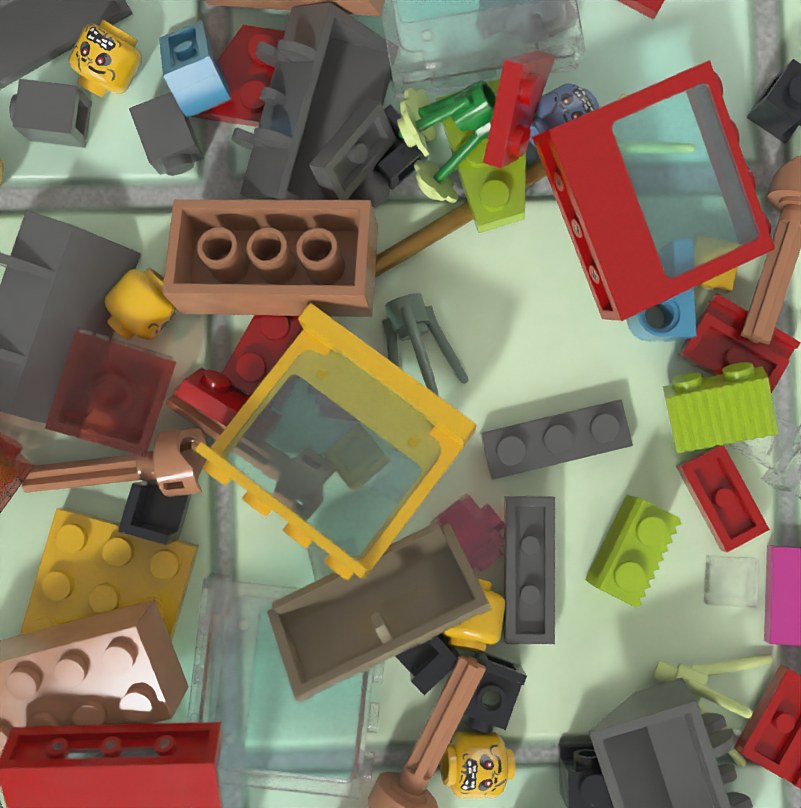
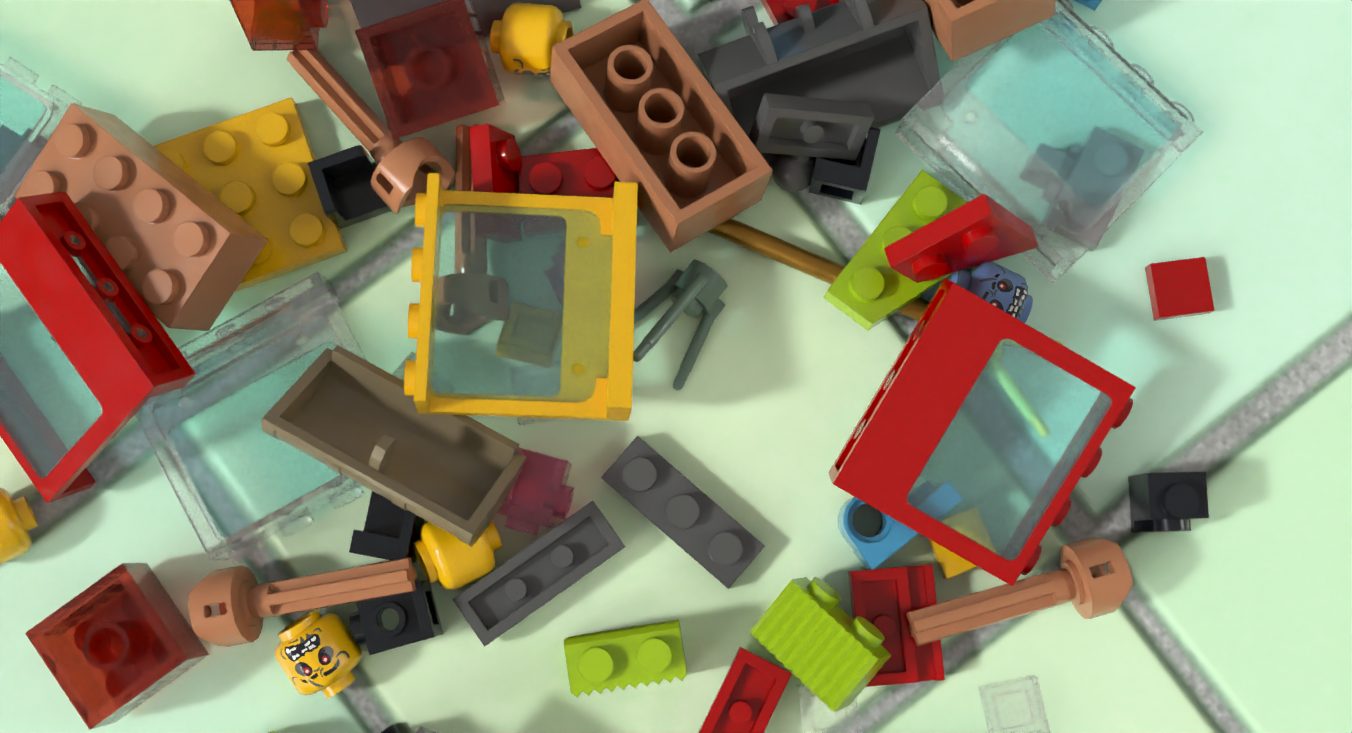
camera: 65 degrees right, 5 degrees down
(469, 110) = (890, 165): plant -> none

